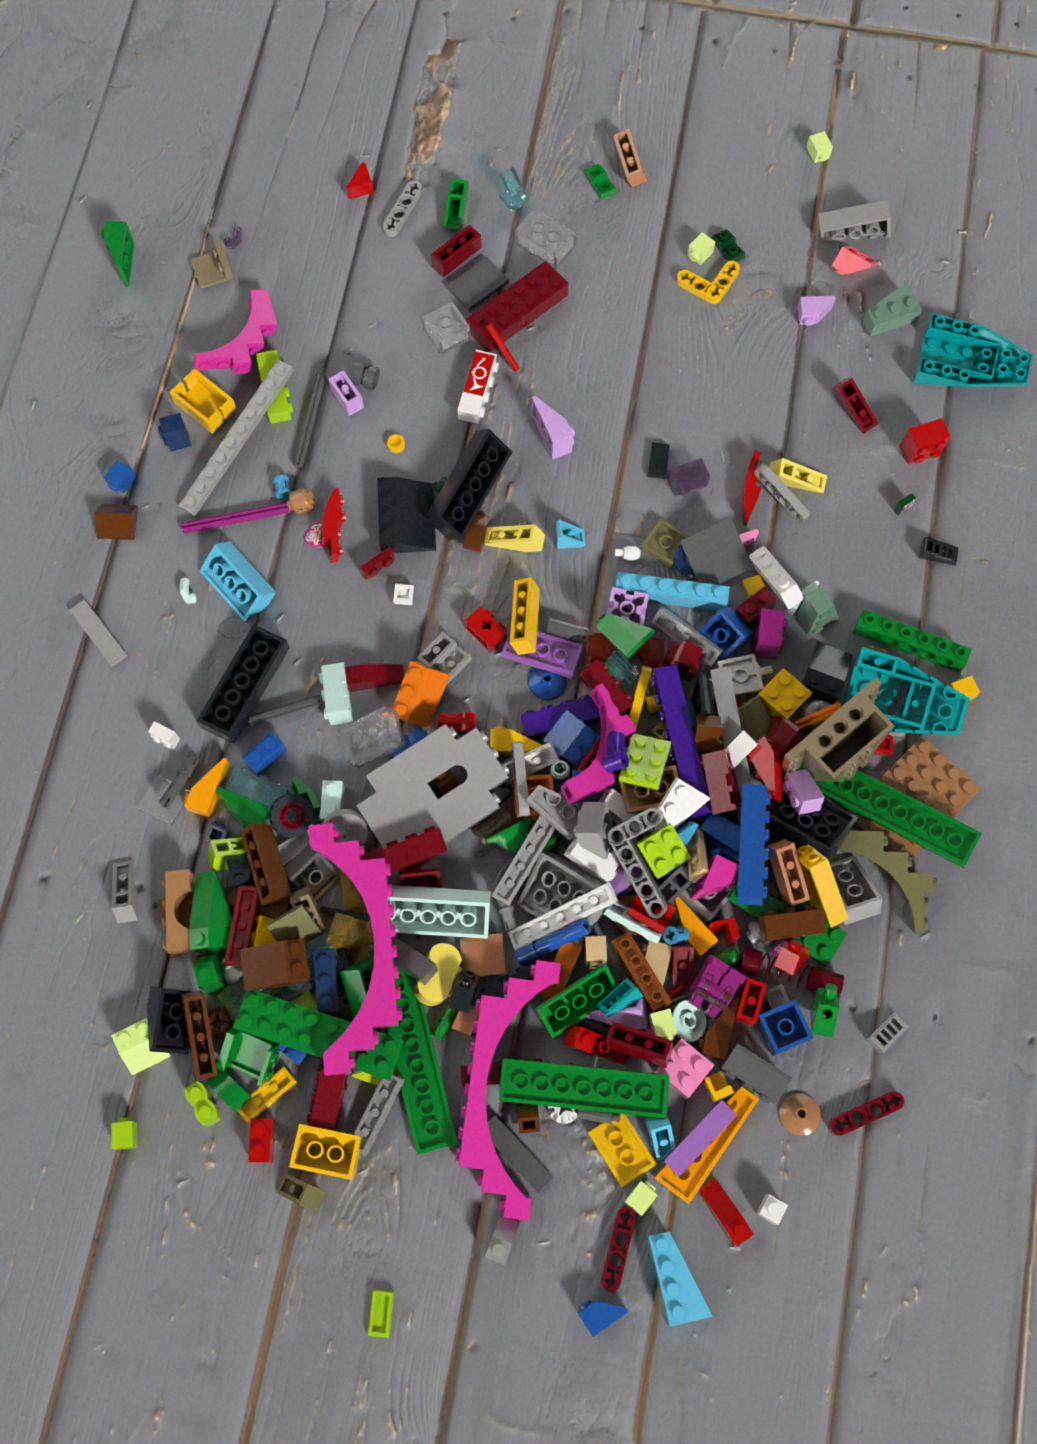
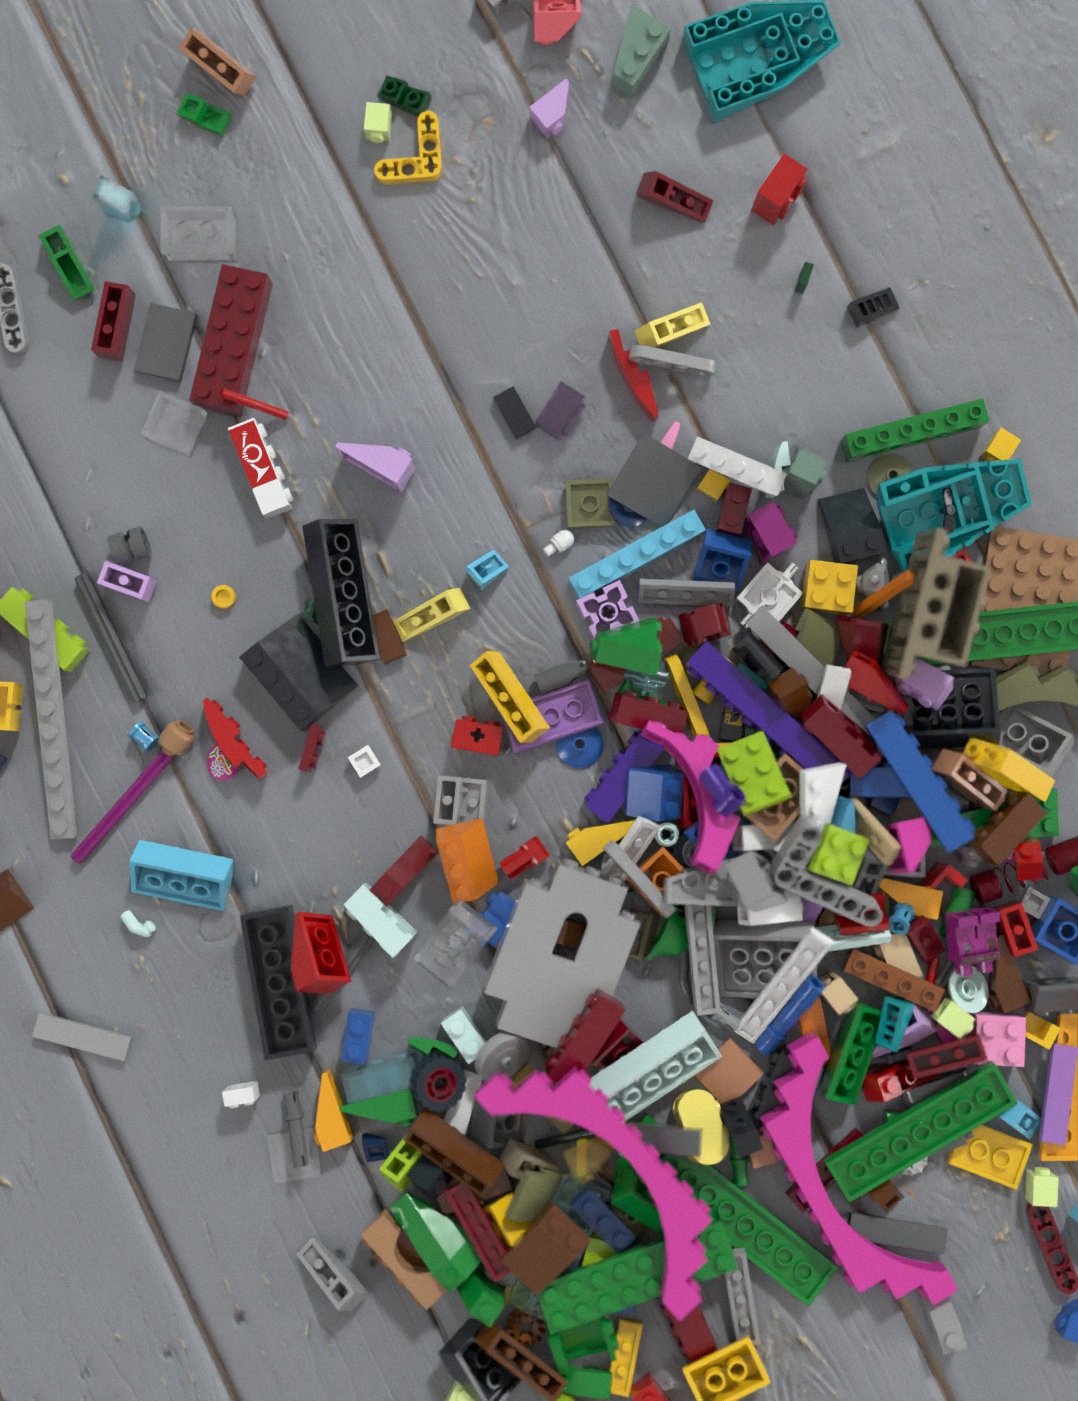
camera: 35 degrees left, 15 degrees up
(280, 682) = (317, 955): none -> red slope

